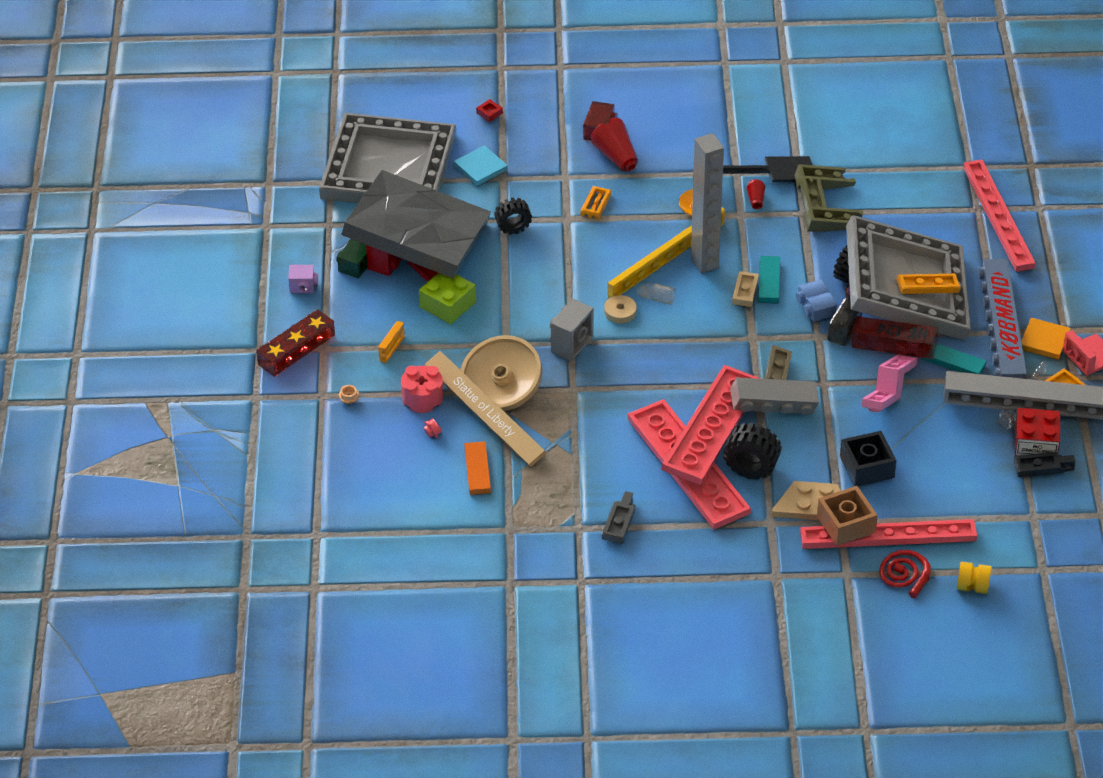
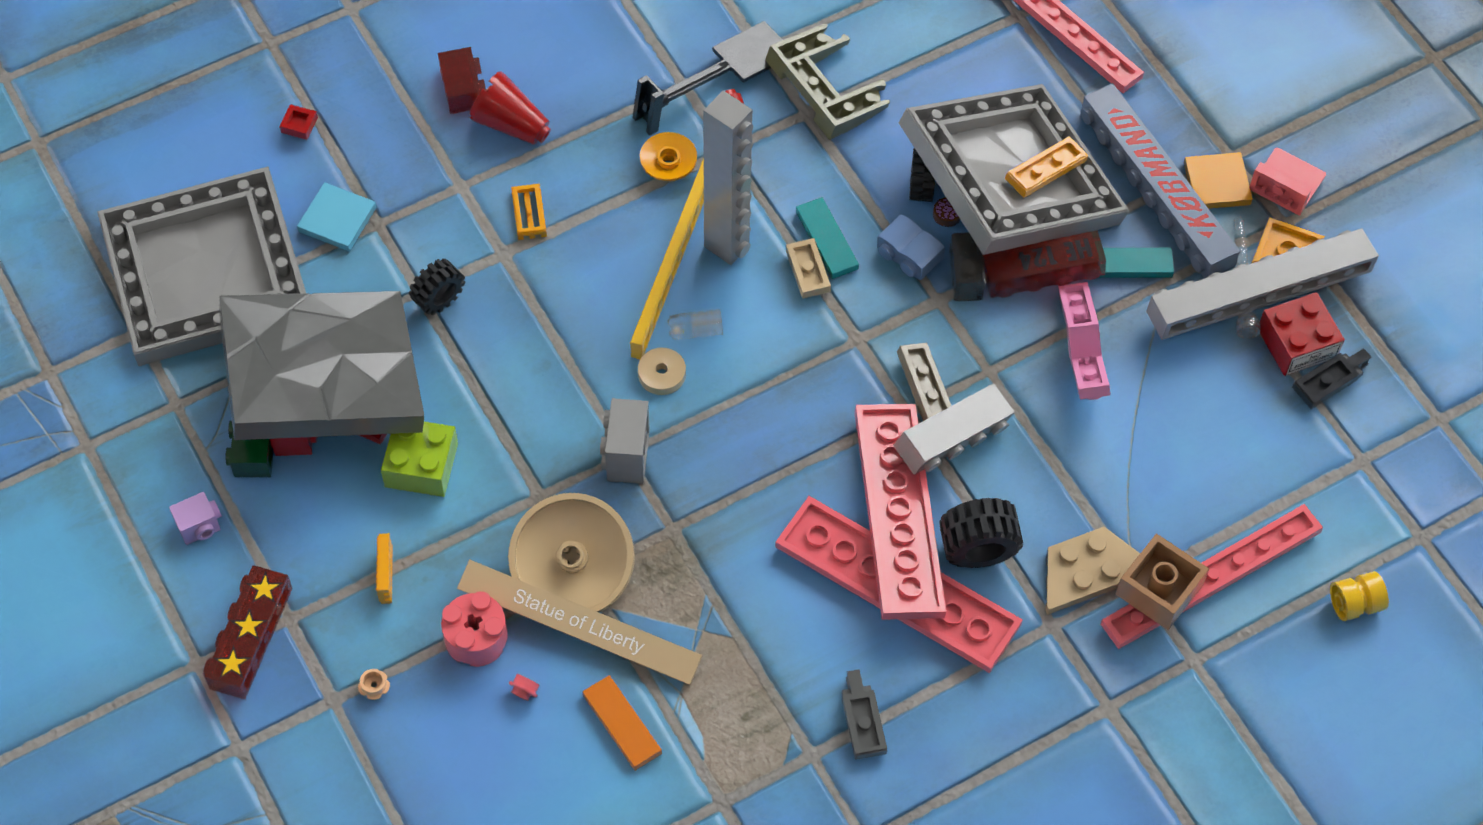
camera: 30 degrees left, 15 degrees up
(868, 458) = (1124, 472): black brick -> none
(924, 577) = (1256, 621): red piece -> none

